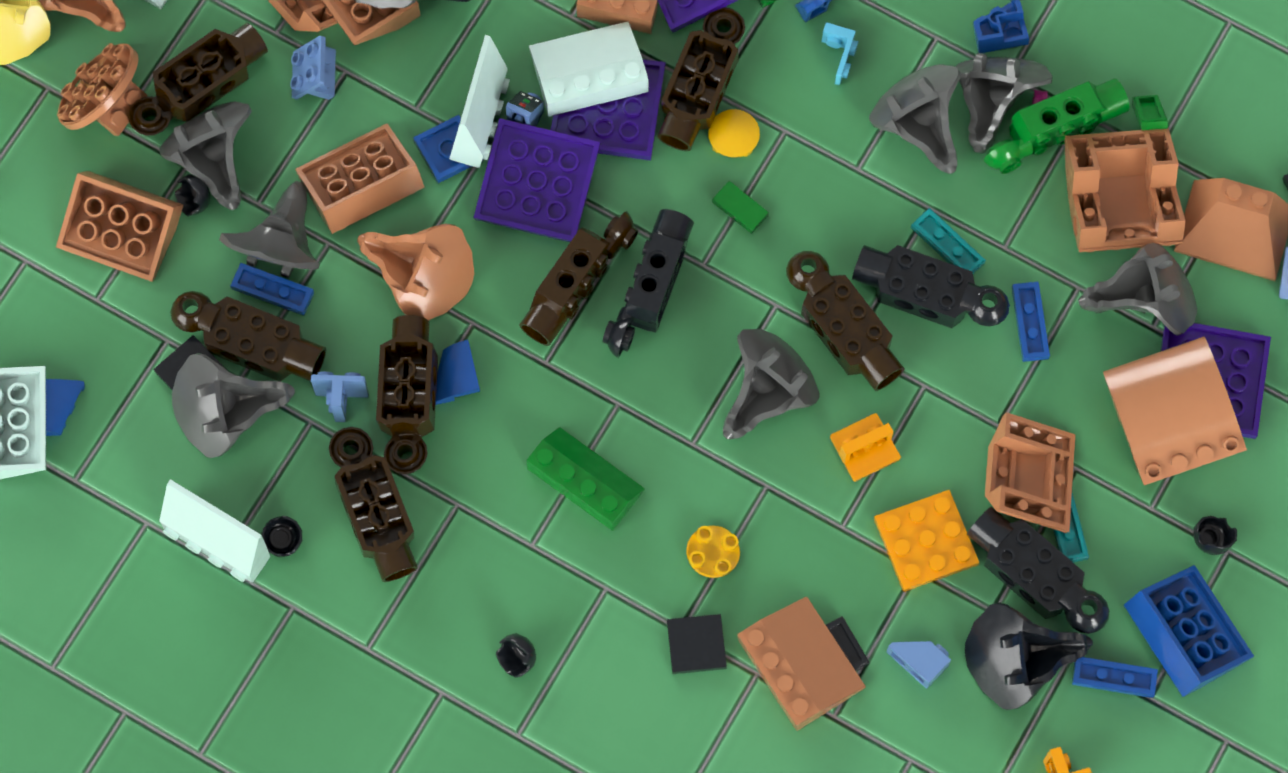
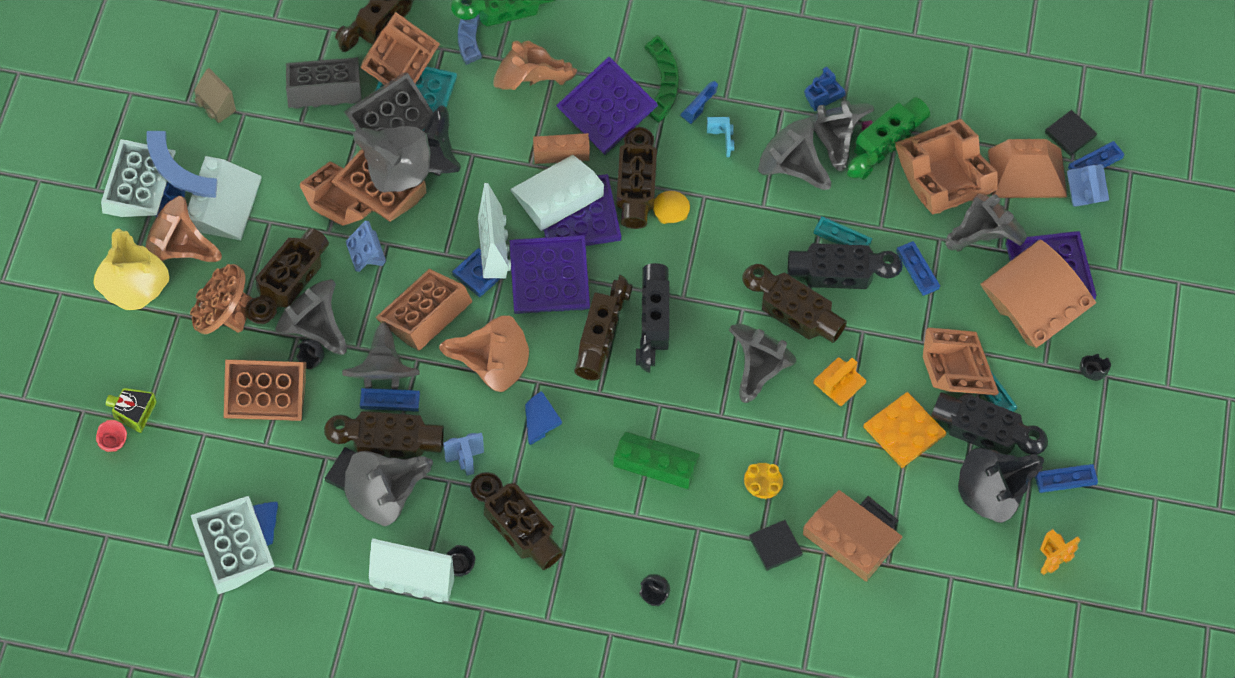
camera: 20 degrees left, 10 degrees down
(407, 392) = (512, 437): dark brown brick -> none
(525, 108) = (523, 229): medium blue slope -> none
(740, 207) = (694, 252): green tile -> none
(920, 659) = (932, 507): medium blue slope -> none
(1149, 112) = (944, 114): green tile -> none
(1188, 630) = (1101, 433): blue slope -> none

